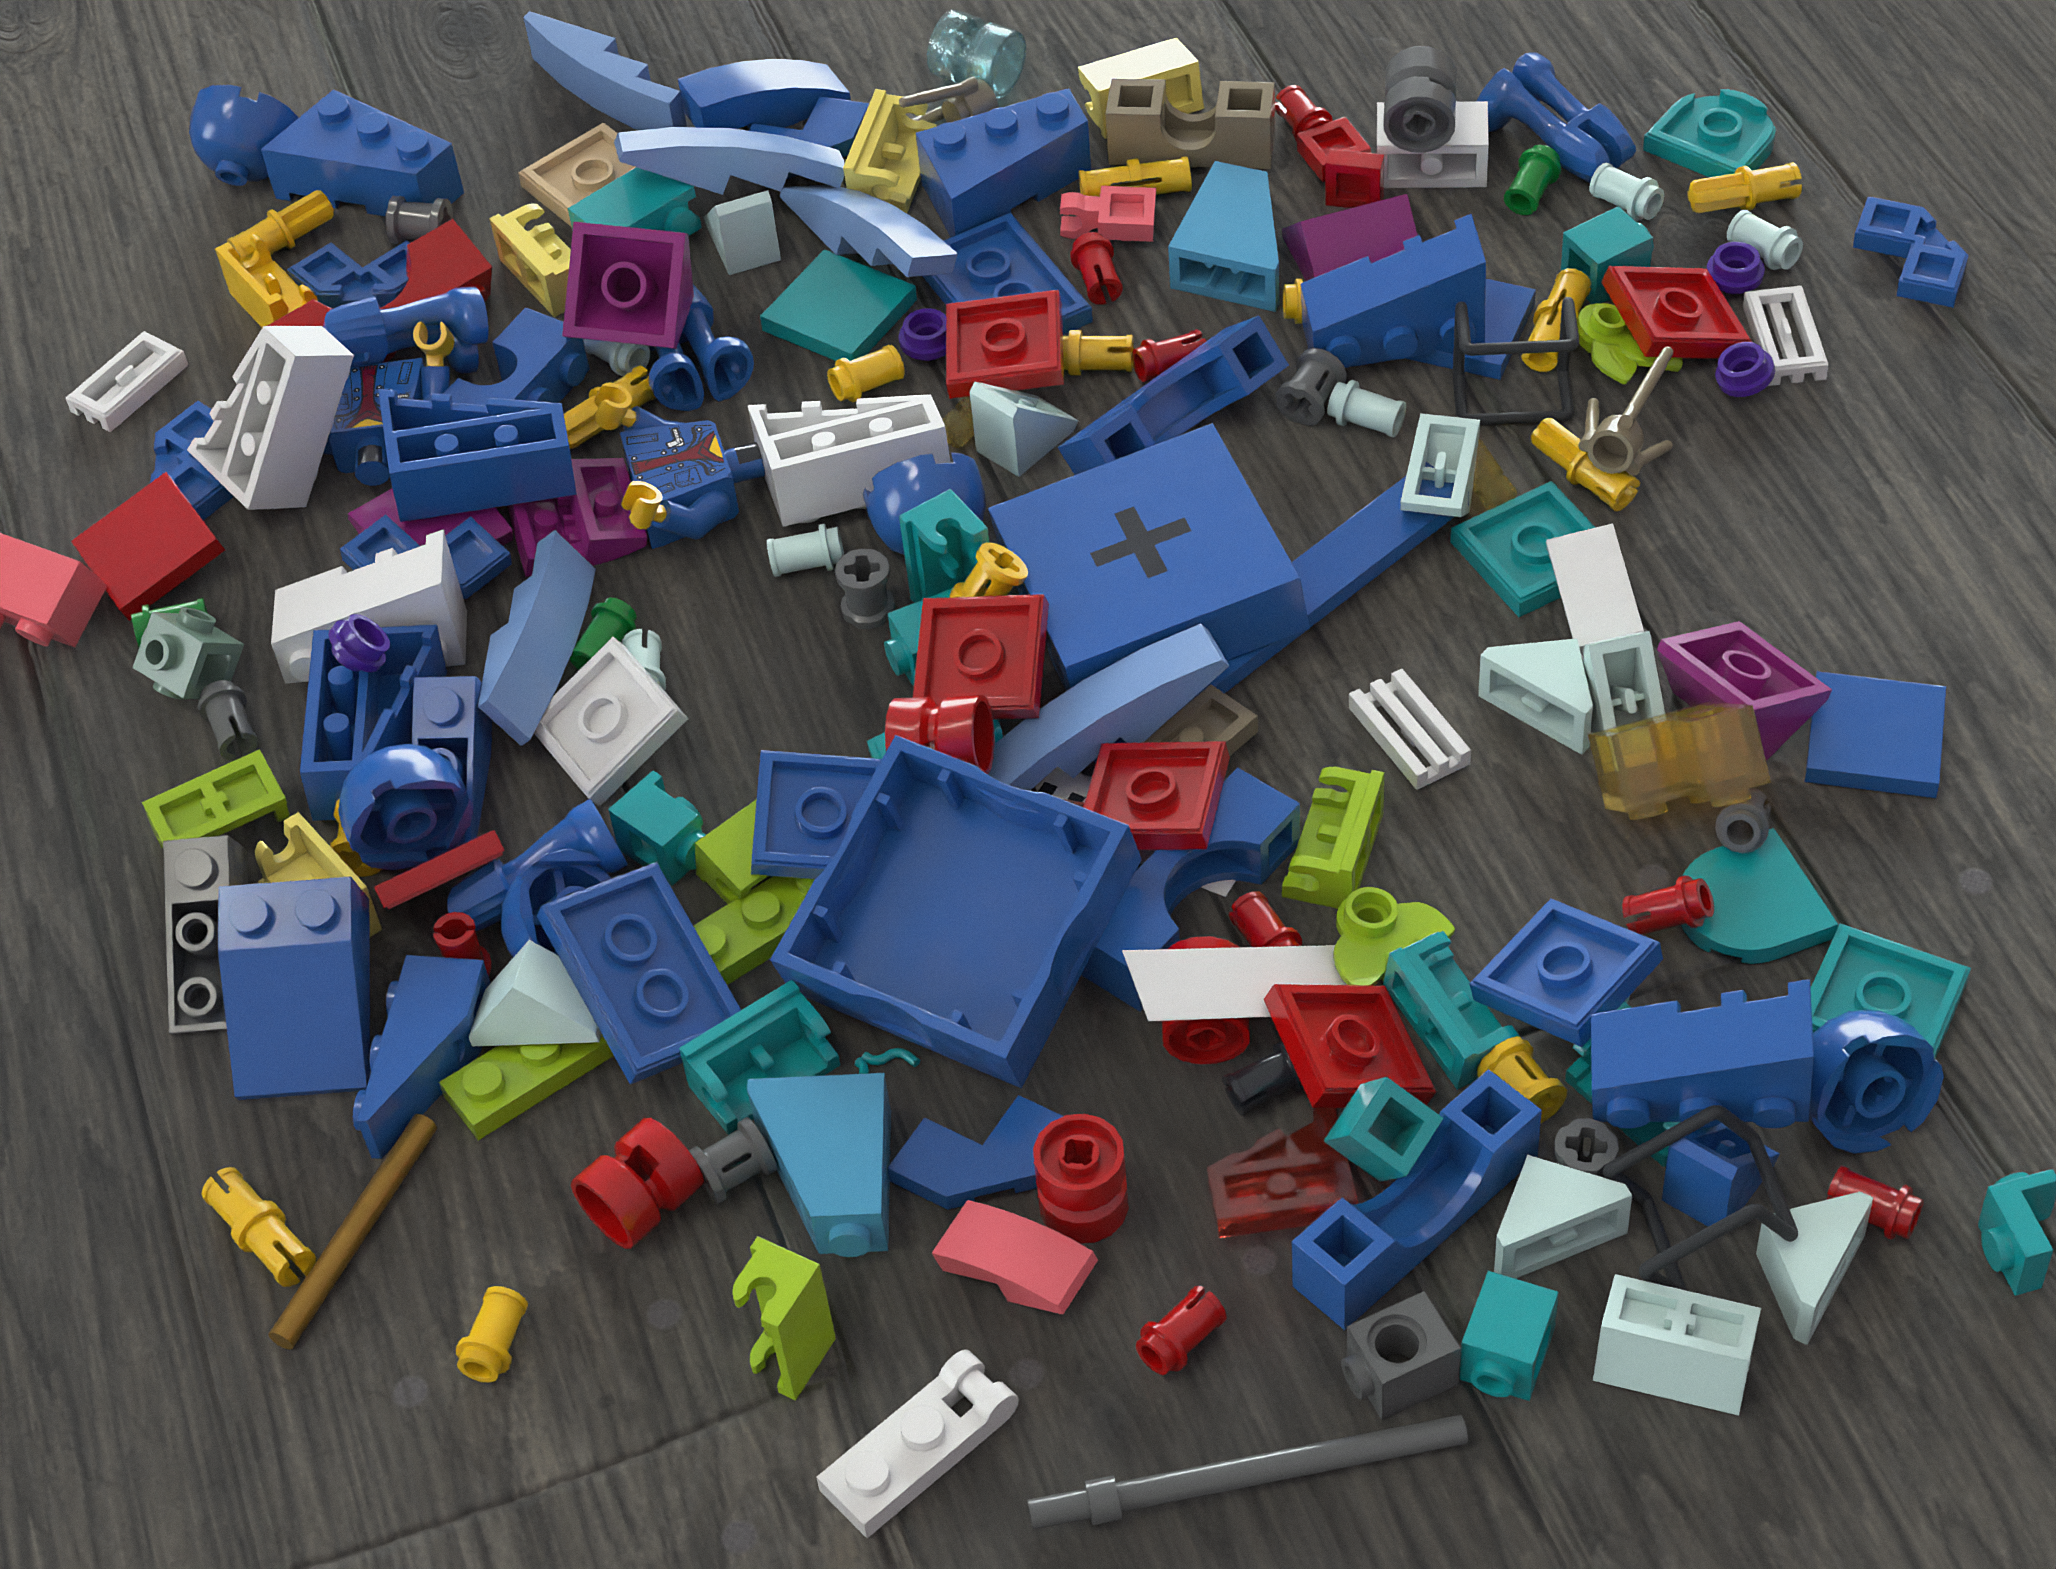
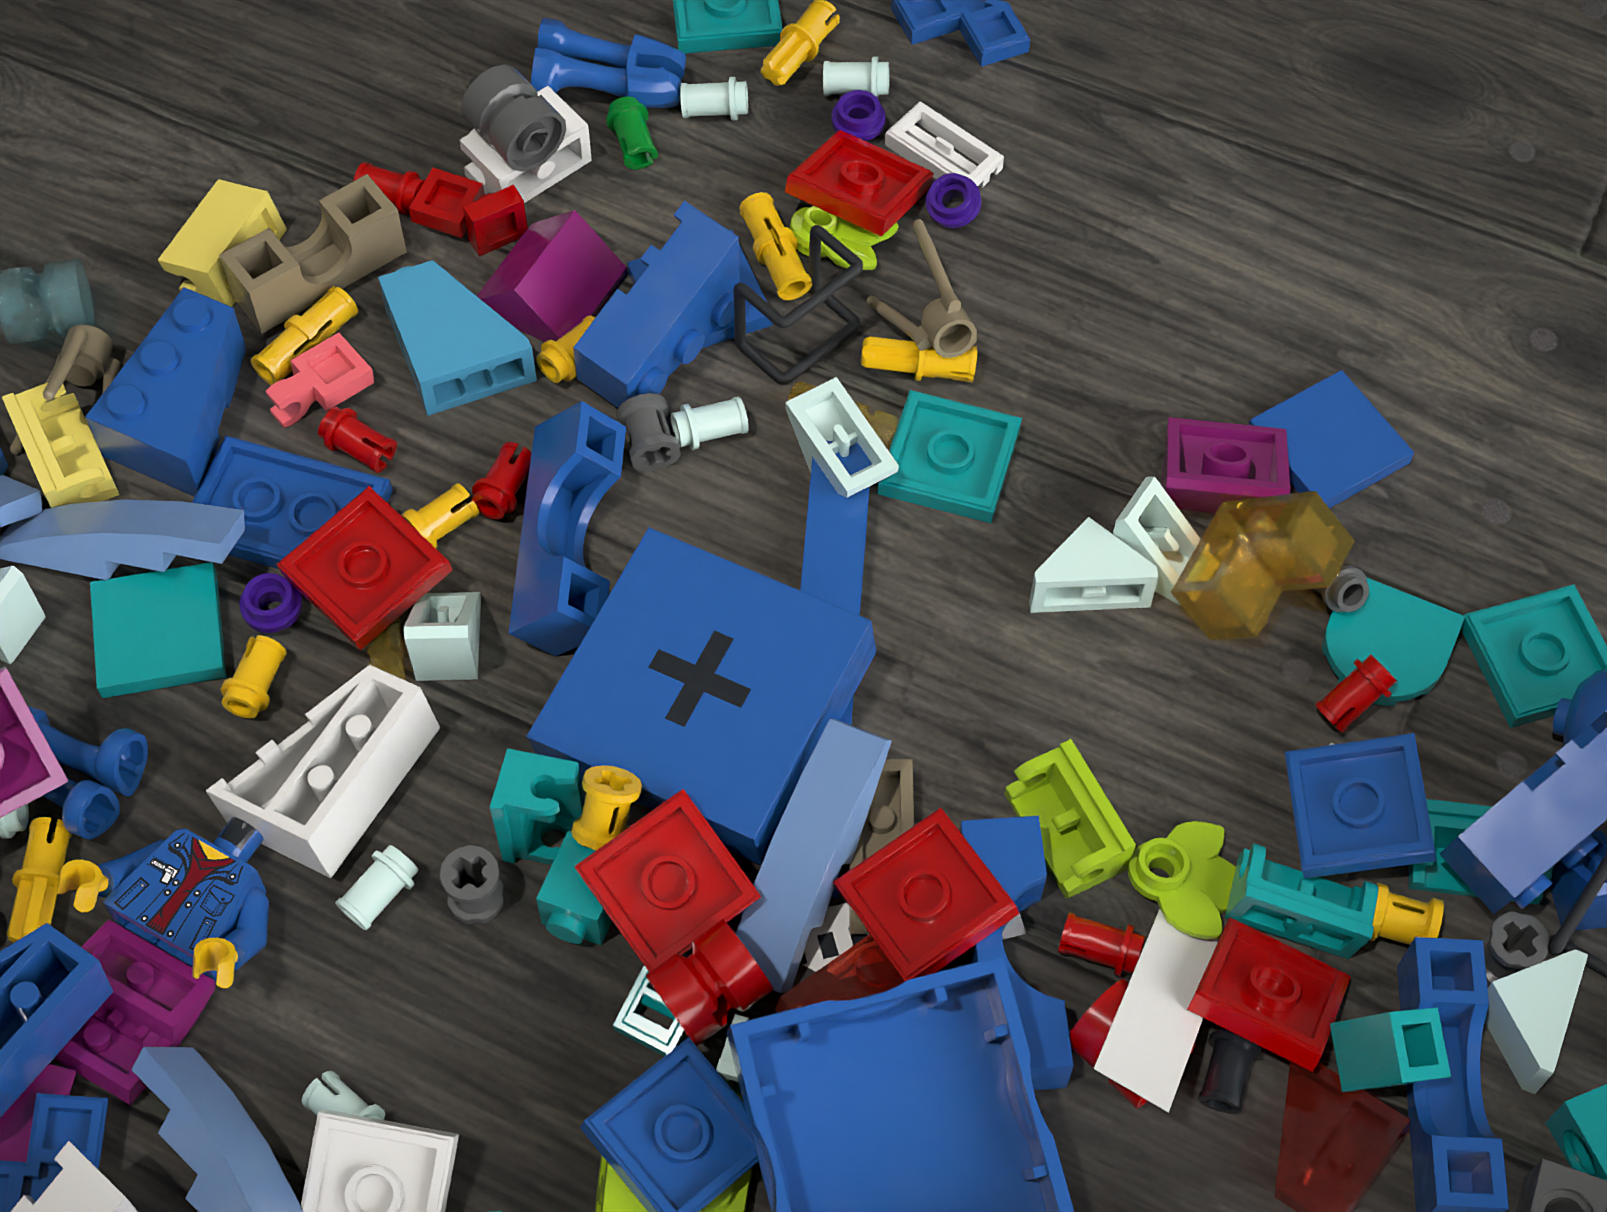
camera: 50 degrees left, 10 degrees up
(610, 620) = (277, 1108): green pin -> none
(915, 482) = (458, 772): blue cylinder -> none
(1406, 691) = (1020, 671): white tile -> none
(1594, 585) = (1057, 463): white hinge -> none
(1606, 242) = (759, 161): teal brick -> none

